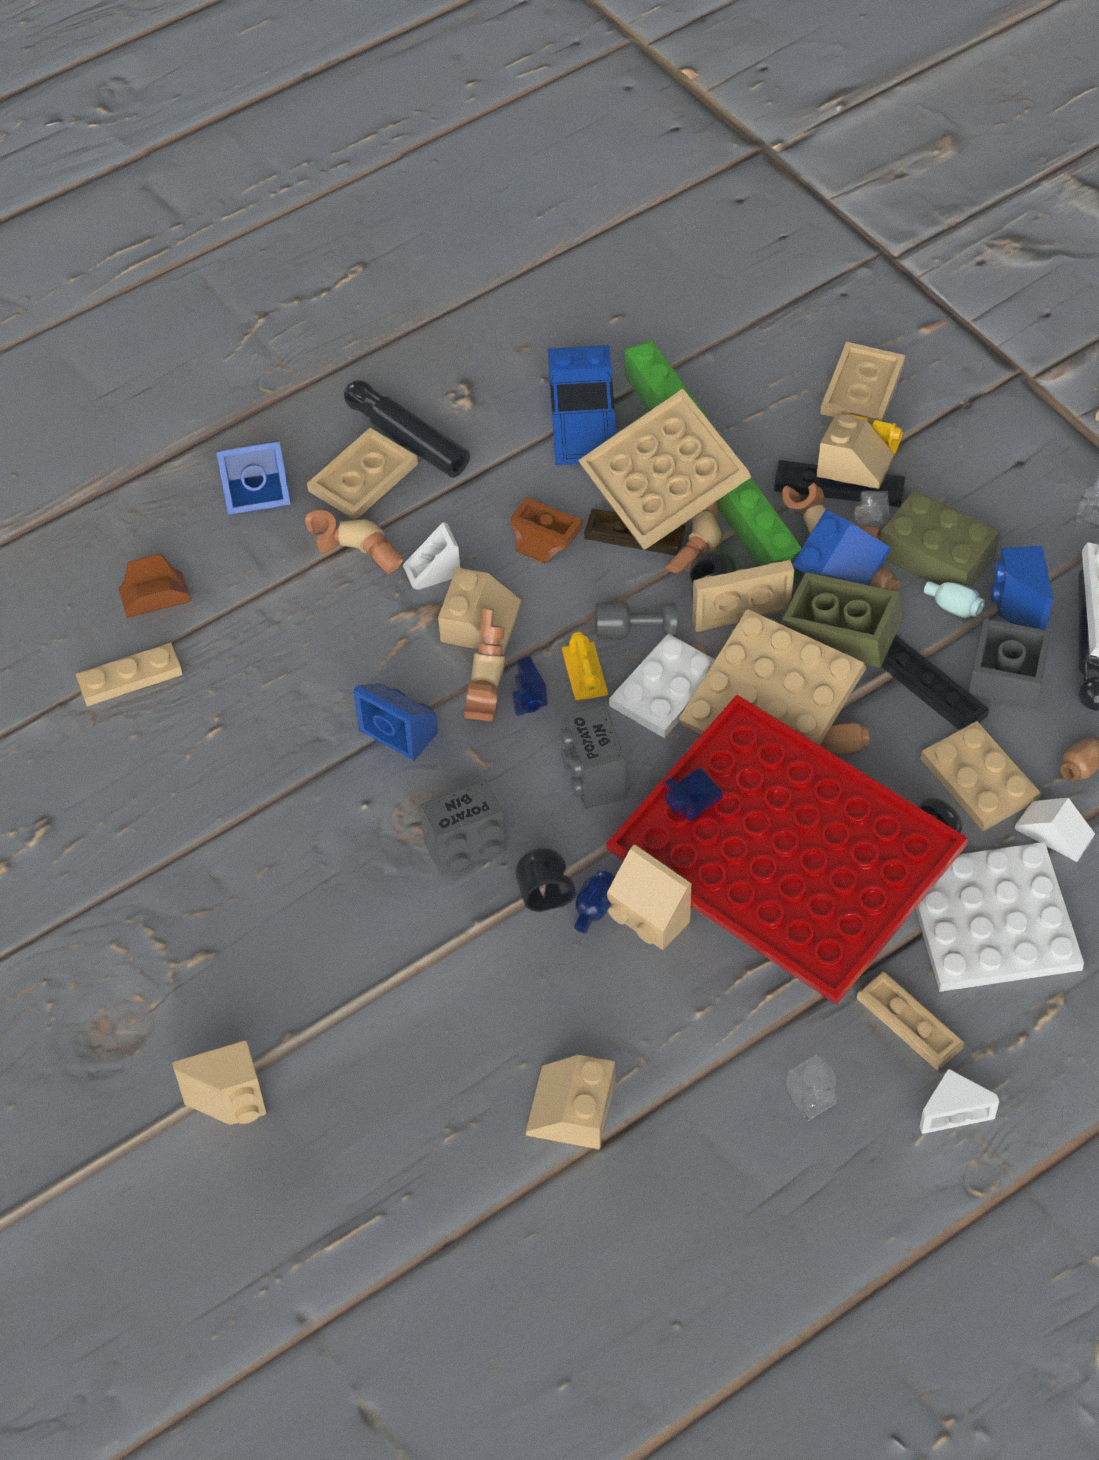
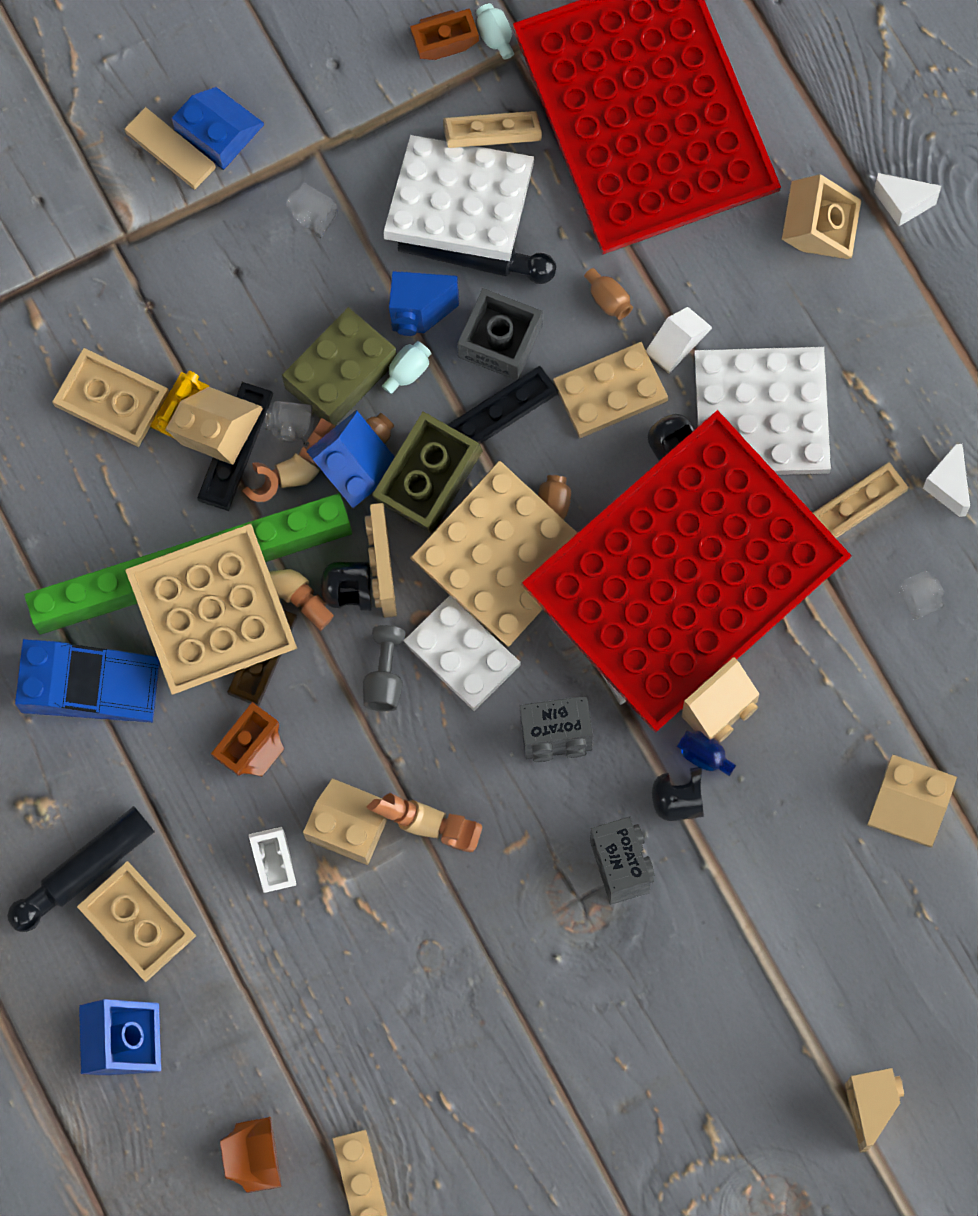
camera: 80 degrees left, 20 degrees up
(356, 534) = (227, 925): nougat piece -> none
(394, 719) = (472, 913): blue slope -> none
(532, 688) = (446, 779): clear blue bracket -> none
(584, 668) = (433, 727): yellow hinge -> none
(692, 794) = (627, 642): clear blue bracket -> none

